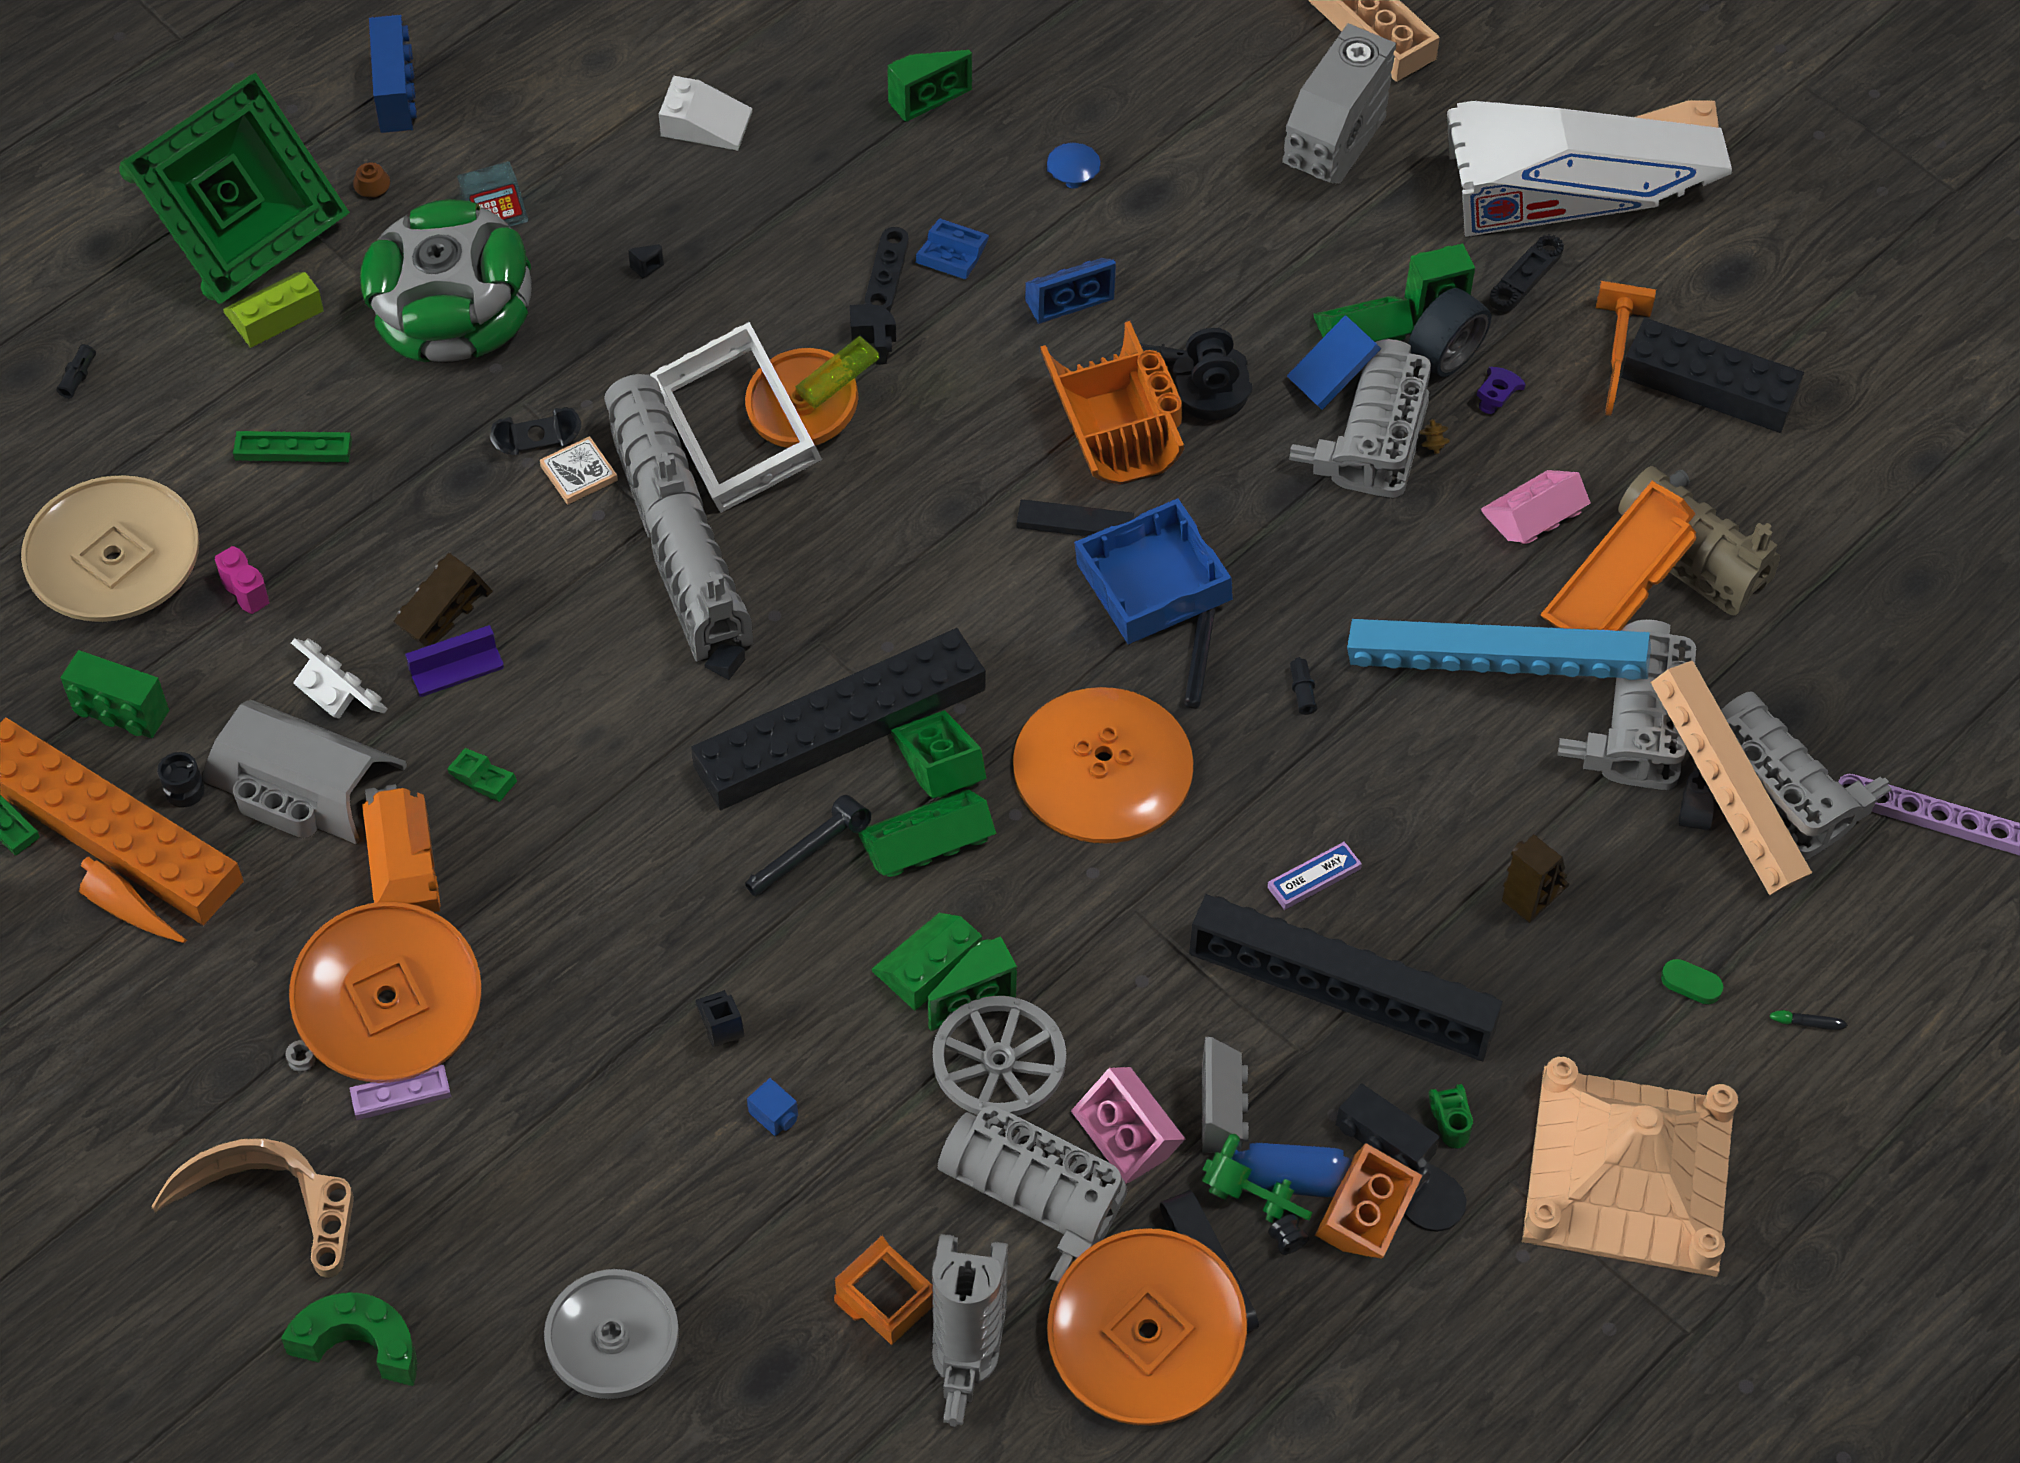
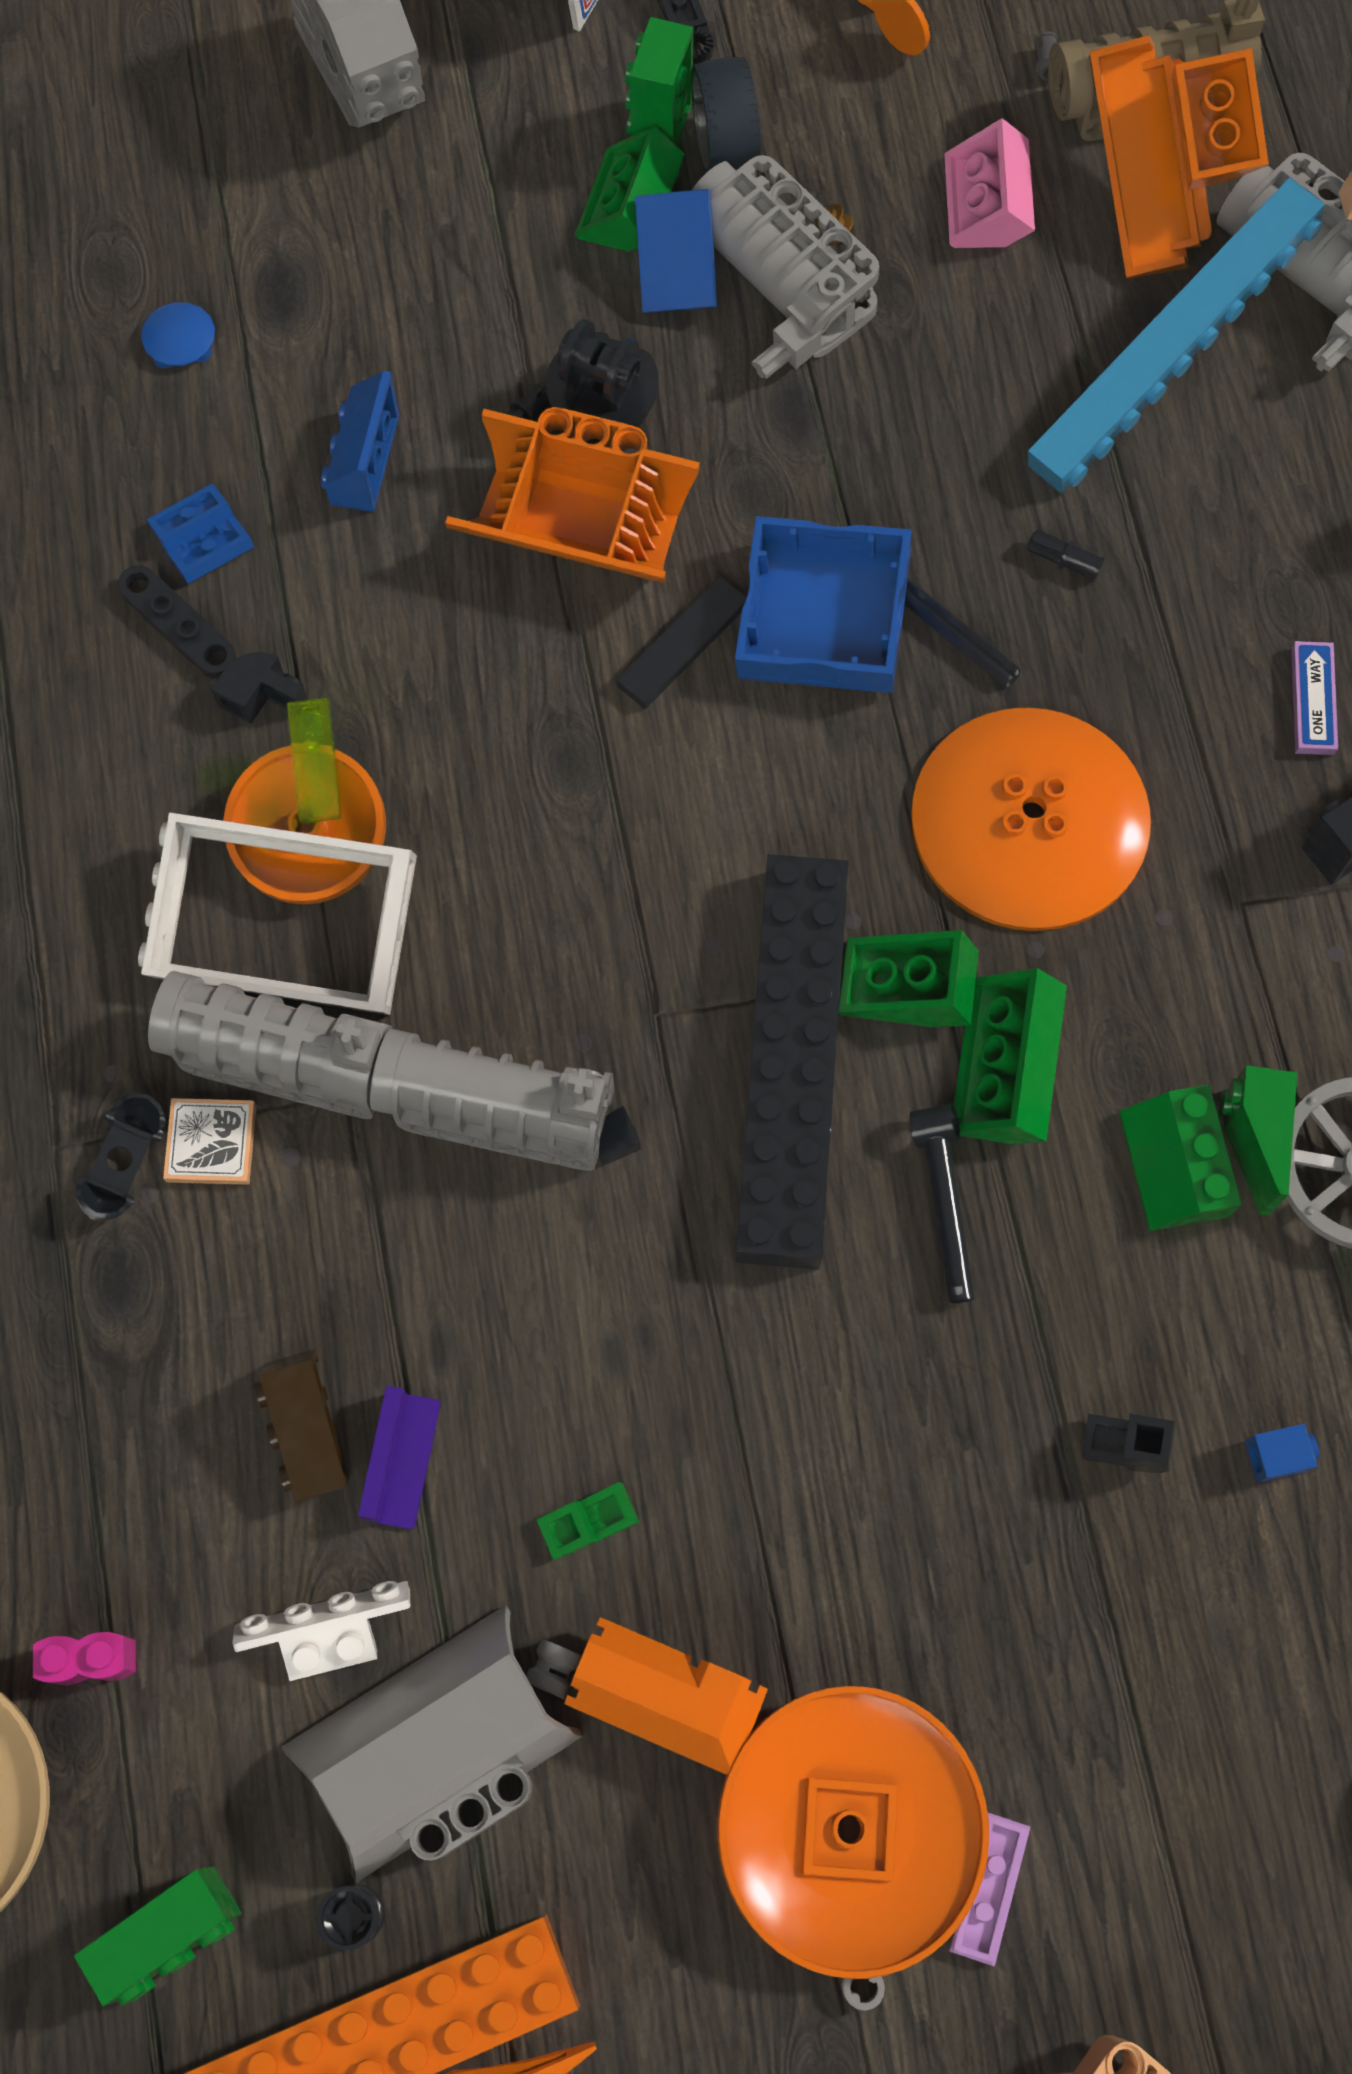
camera: 55 degrees left, 15 degrees up
(1493, 397) = (815, 140): dark purple piece -> none
(1660, 572) = (1219, 118): none -> orange slope

